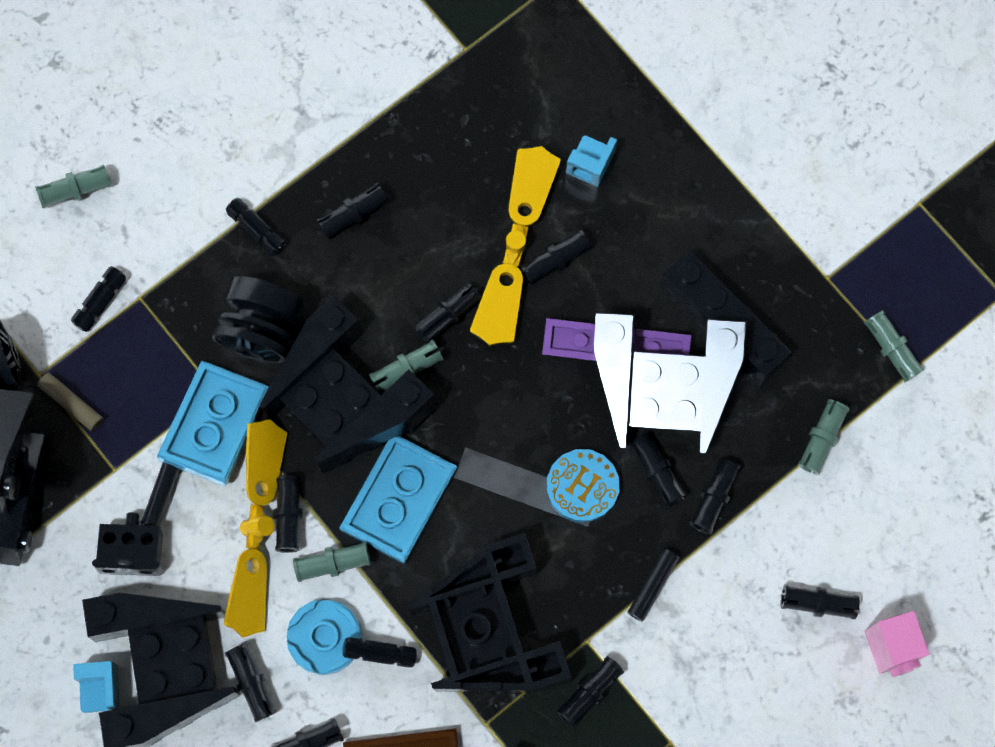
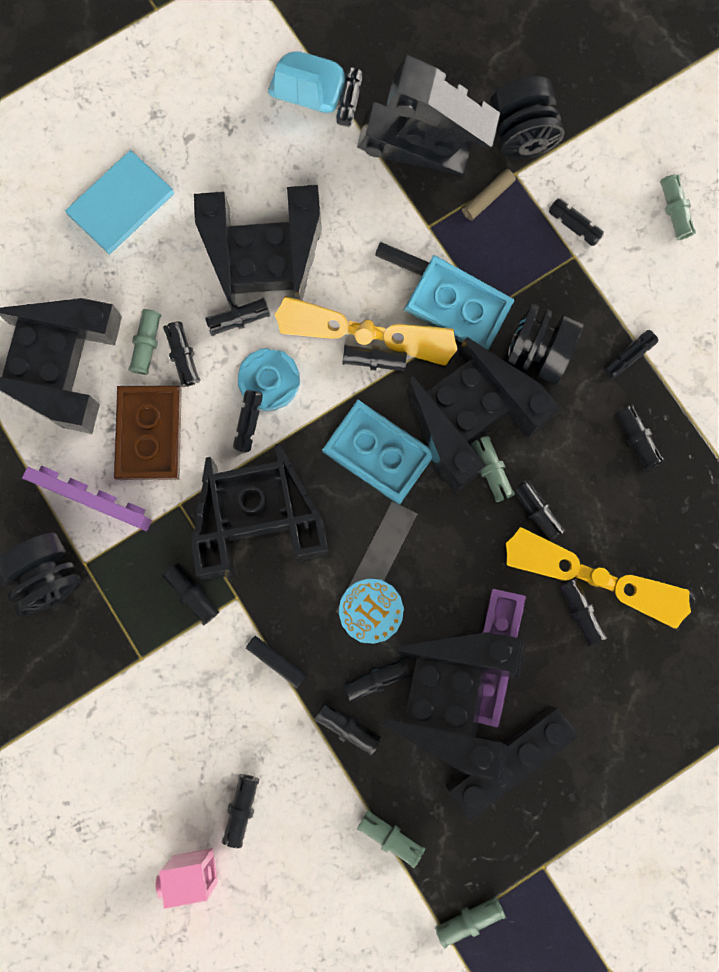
camera: 100 degrees right, 5 degrees up
(97, 686) = (252, 202): medium azure panel -> none
(132, 558) = (360, 231): black piece -> none
(331, 561) = (329, 390): sand green pin -> none
(591, 159) = (674, 657): medium azure panel -> none

